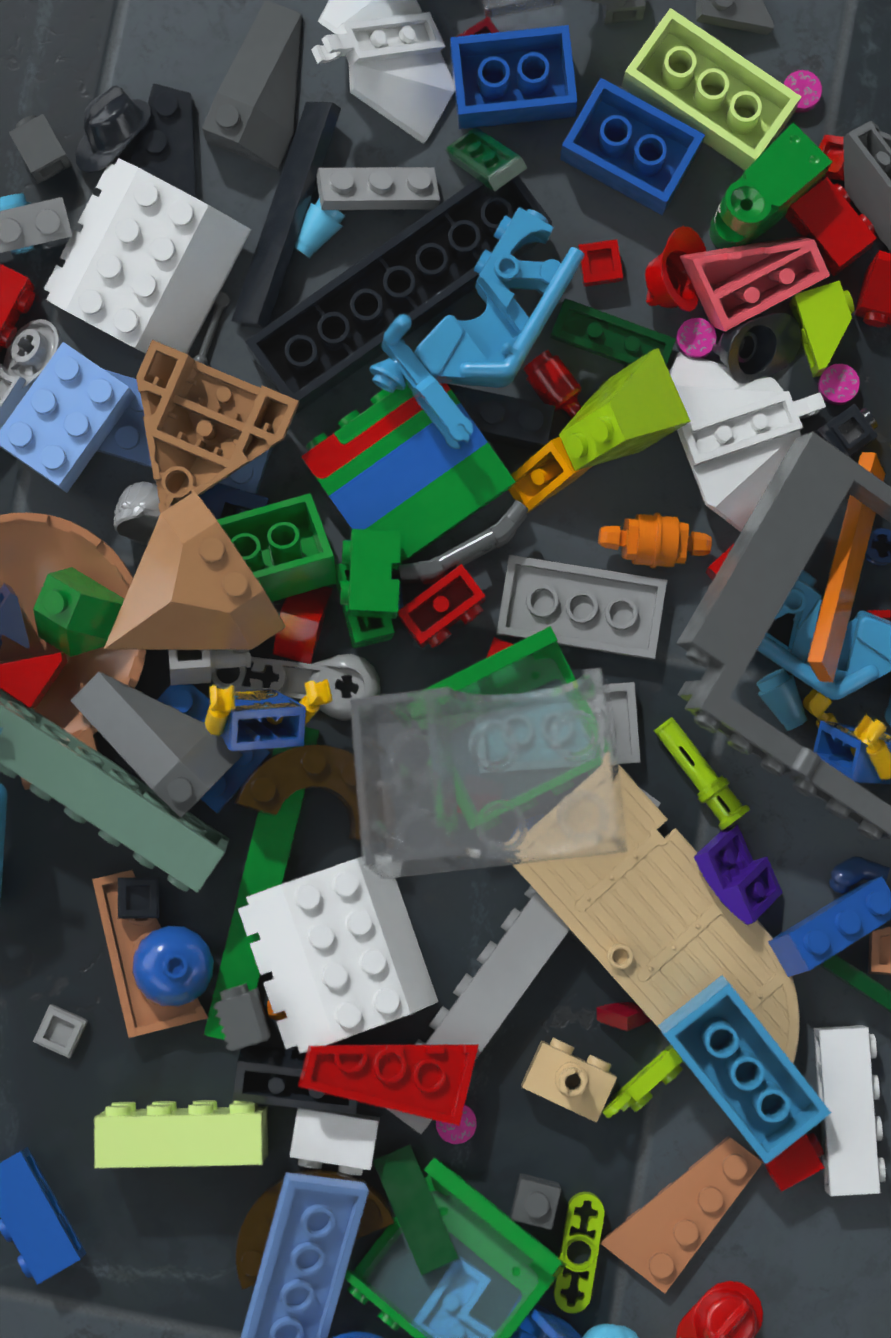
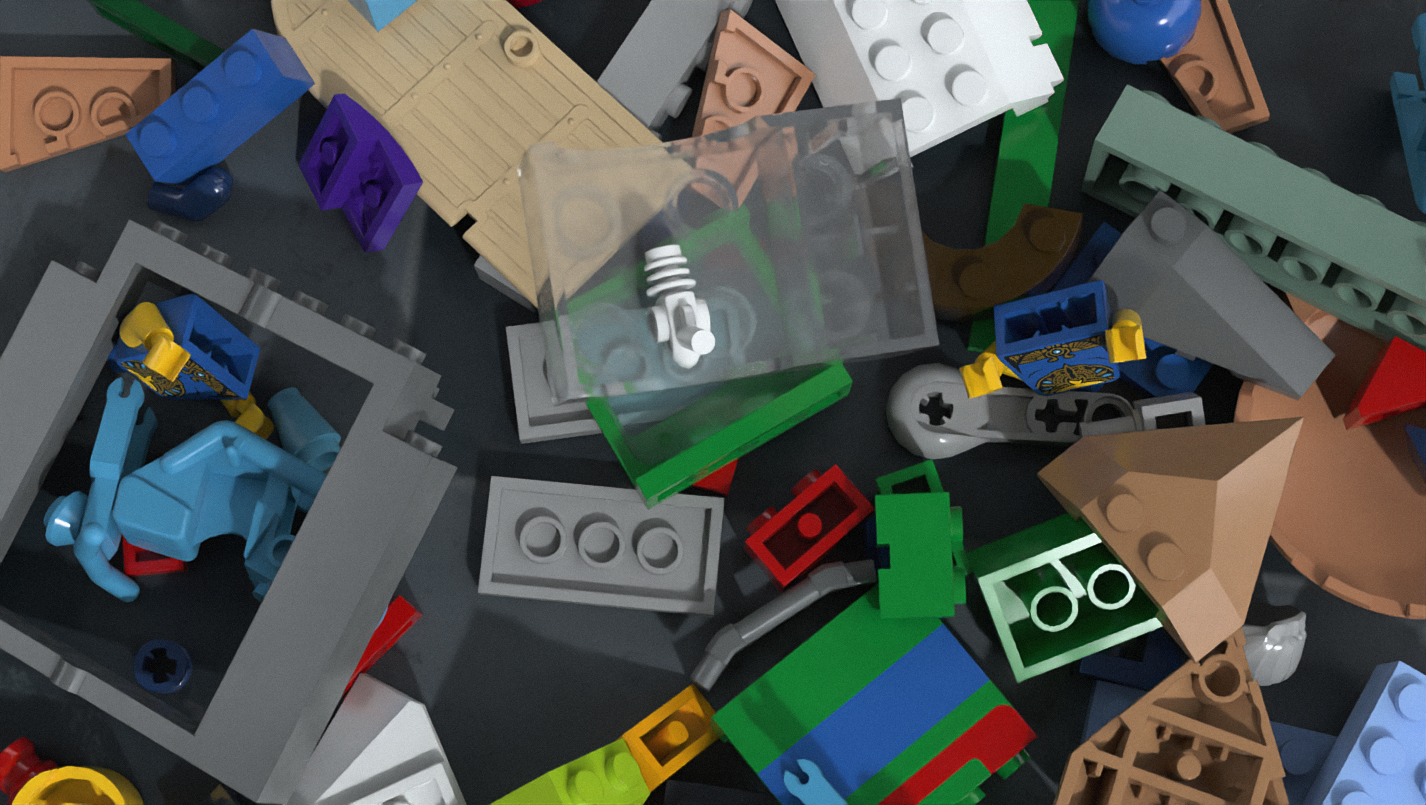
camera: 170 degrees right, 5 degrees down
(75, 612) = (1346, 484): green slope -> none
(138, 897) = (1204, 90): black tile -> none
(303, 620) = (1009, 493): red slope -> none
(463, 915) = (747, 77): none -> nougat wing
(523, 741) = (677, 315): none -> white piece
(655, 540) = (498, 649): orange piece -> none
(701, 774) = (403, 299): lime pin -> none
(843, 580) = (212, 602): orange tile -> none

